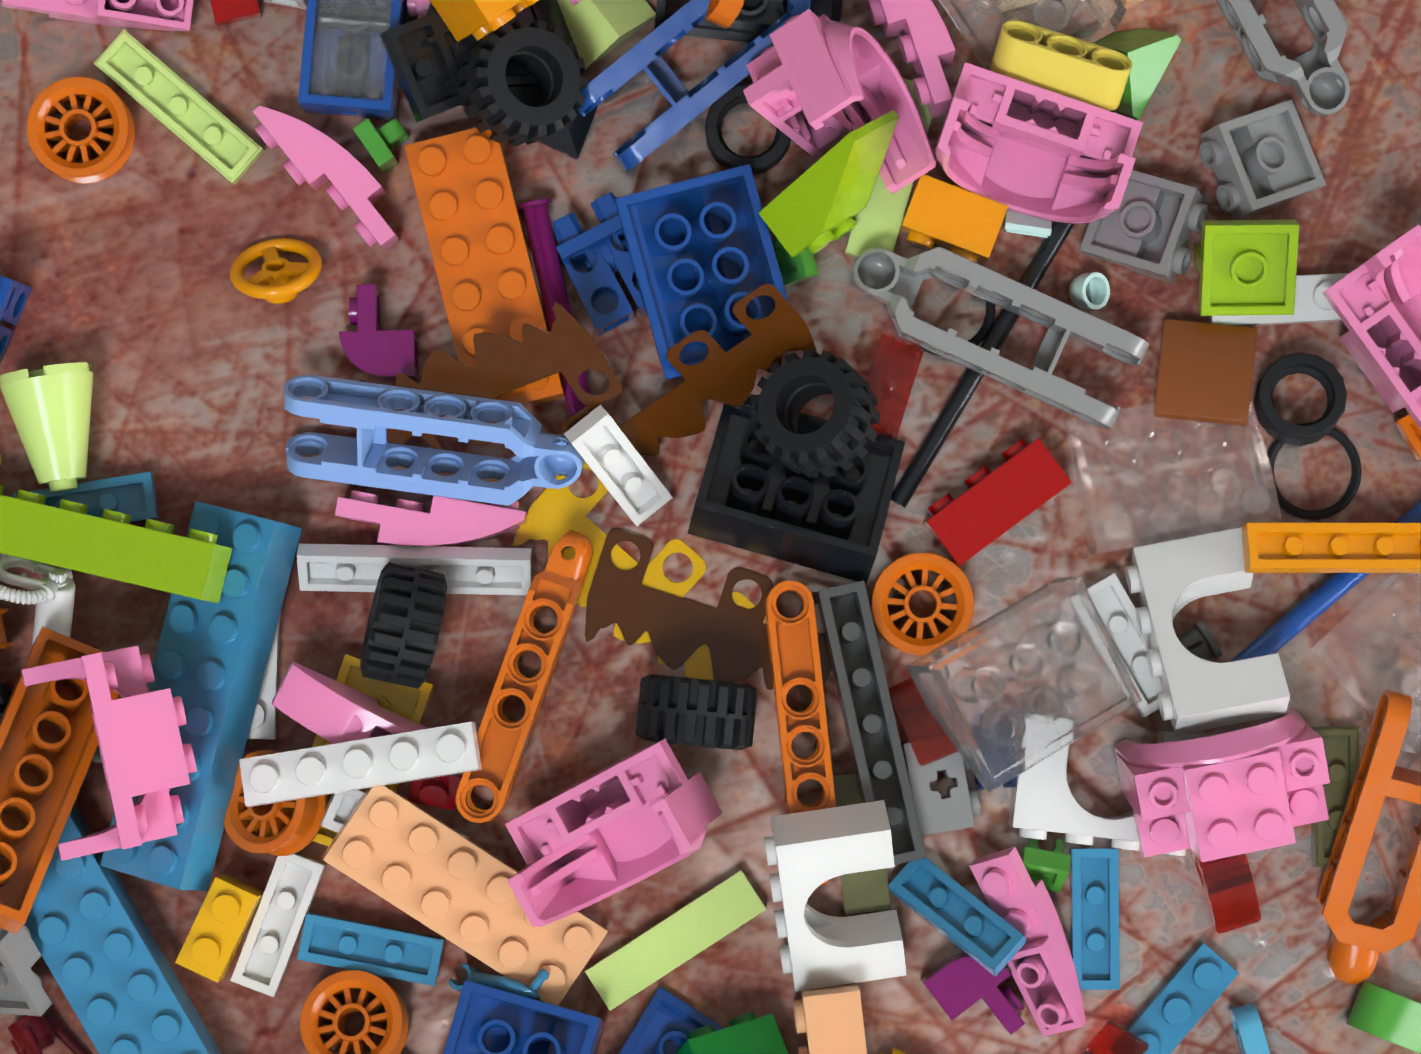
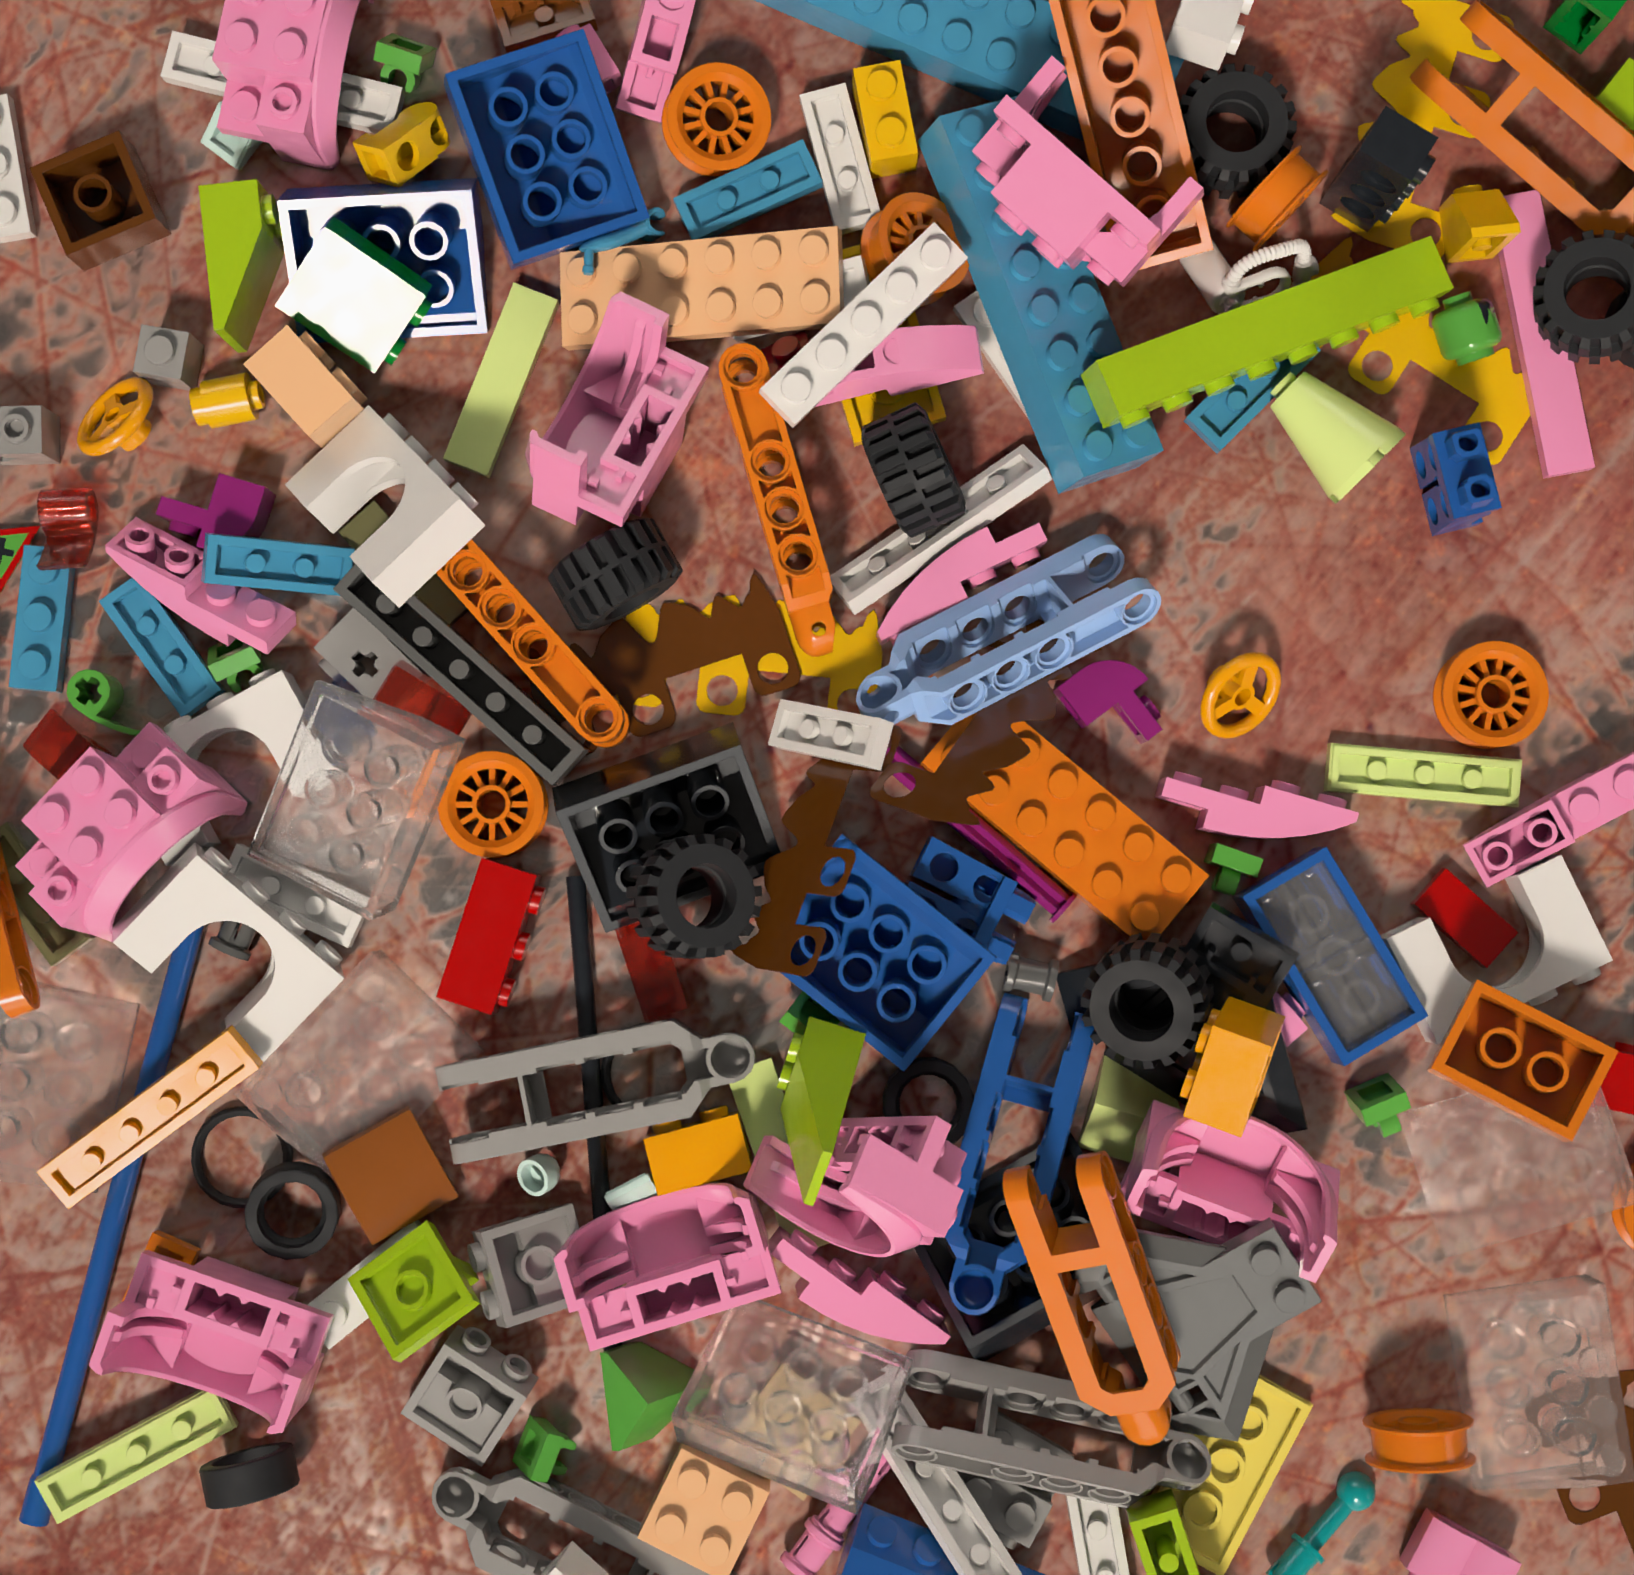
camera: 145 degrees right, 0 degrees up
(597, 169) = (1030, 976): none -> dark grey bush
(1061, 64) = (697, 1352): light yellow beam -> none
(1179, 901) = (102, 711): none -> bright green panel
(1237, 80) = (539, 1450): none -> bright green tile

